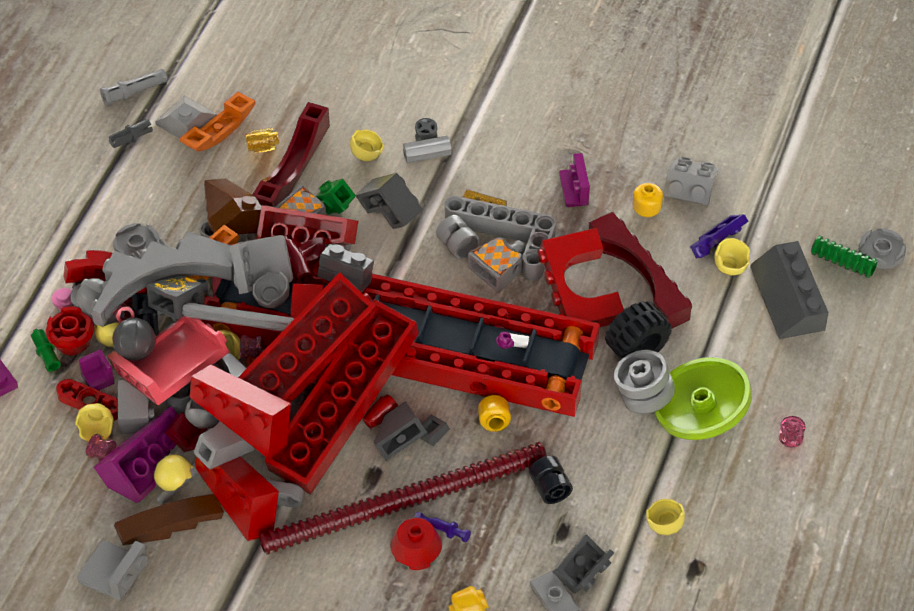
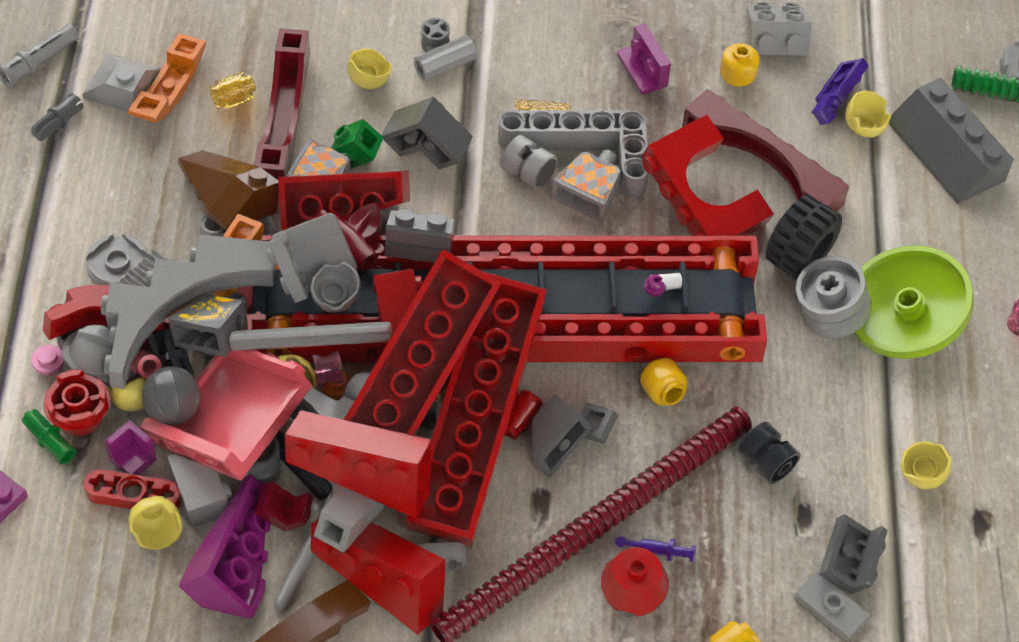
camera: 20 degrees left, 5 degrees up
(99, 447) = (174, 555): clear pink wheel -> none
(172, 472) = (285, 565): light yellow hair -> none
(199, 416) = (294, 479): light grey hair -> none

